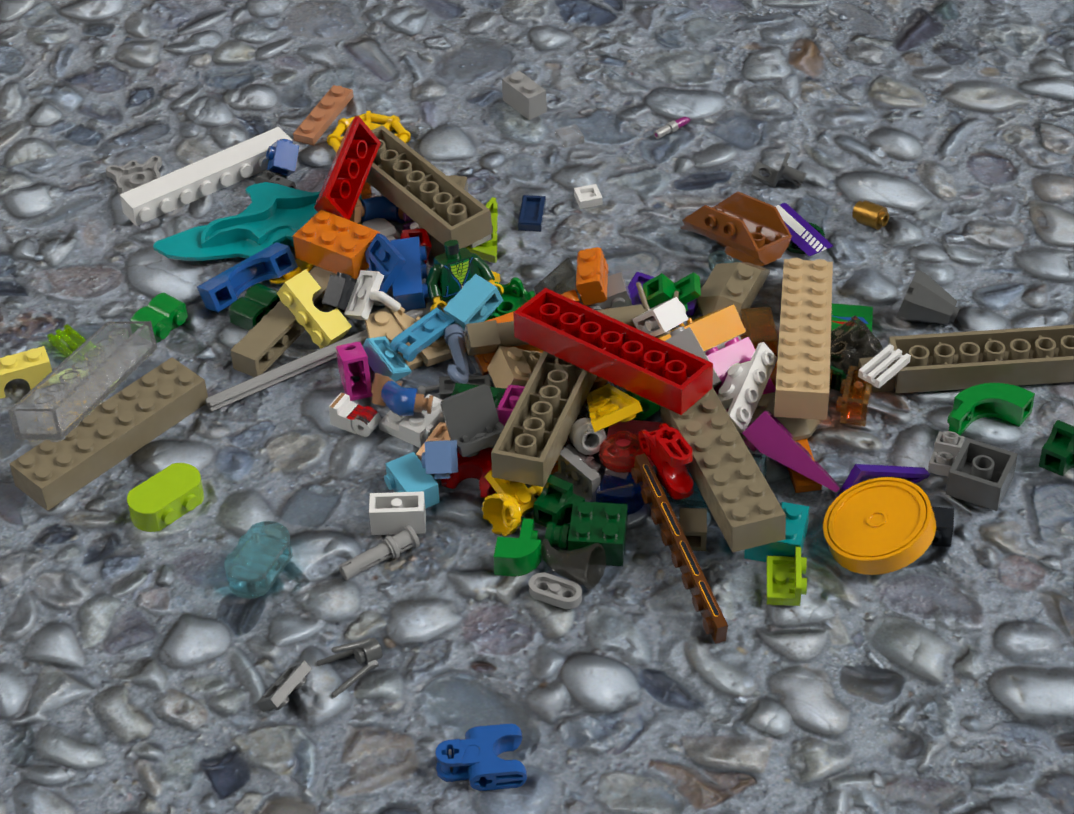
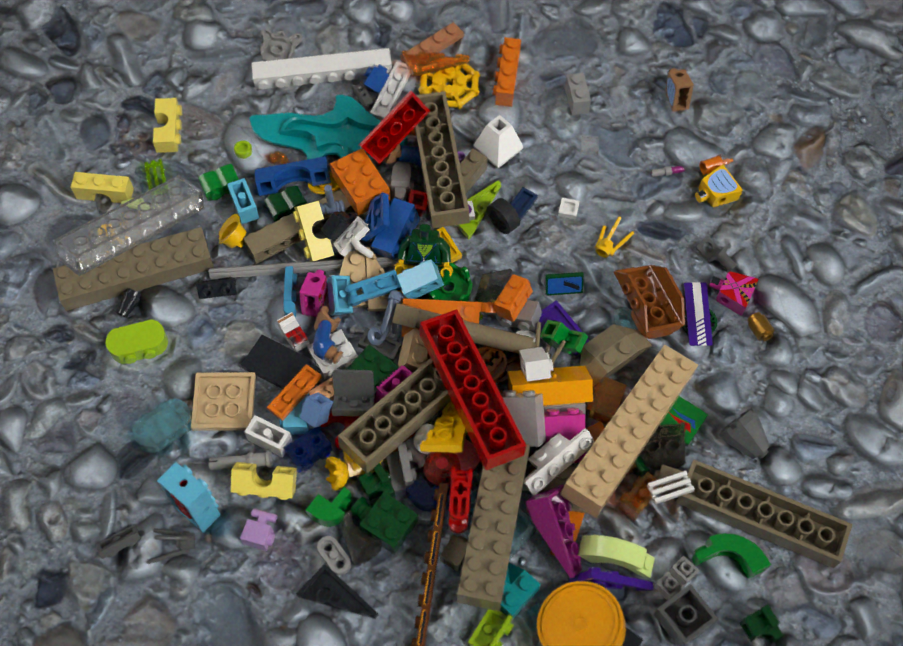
camera: 25 degrees right, 20 degrees up
(56, 292) = (167, 137): none -> light yellow arch
(126, 466) = (128, 302): none -> black cone
(163, 282) = (243, 149): none -> lime tile
(203, 320) = (243, 201): none -> medium azure brick
(210, 353) = (232, 232): none -> yellow piece
(213, 270) = (280, 157): none -> clear orange arm
(227, 413) = (218, 288): none -> black hinge
(307, 164) = (391, 90): none -> white plate
(316, 509) = (223, 401): none -> tan plate
(320, 276) = (331, 206): none -> sand blue piece
(321, 383) = (289, 293): none -> dark azure hinge
(335, 123) = (431, 62): none -> clear orange wing
(352, 586) = (189, 496): none -> medium azure brick
(357, 452) = (275, 362): none -> black tile
(399, 563) = (246, 481): none -> light yellow arch
(400, 458) = (294, 392): none -> orange tile
(431, 103) = (508, 70): none -> orange brick
(450, 606) = (258, 533): none -> lavender brick
(452, 509) = (308, 449): none -> clear blue brick
(468, 159) = (498, 142): none -> white slope
(513, 230) = (503, 216): none -> black tyre
(576, 622) = (330, 590): none -> black wing
(633, 52) = (679, 89): none -> medium nougat torso
(633, 257) = (564, 283): none -> slope
(654, 211) = (605, 247): none -> yellow plant
(719, 102) = (711, 164): none -> orange piece
(739, 119) = (718, 188): none -> torso
(821, 195) = (734, 291): none -> torso
(867, 447) = (618, 552): none -> yellowish green arch

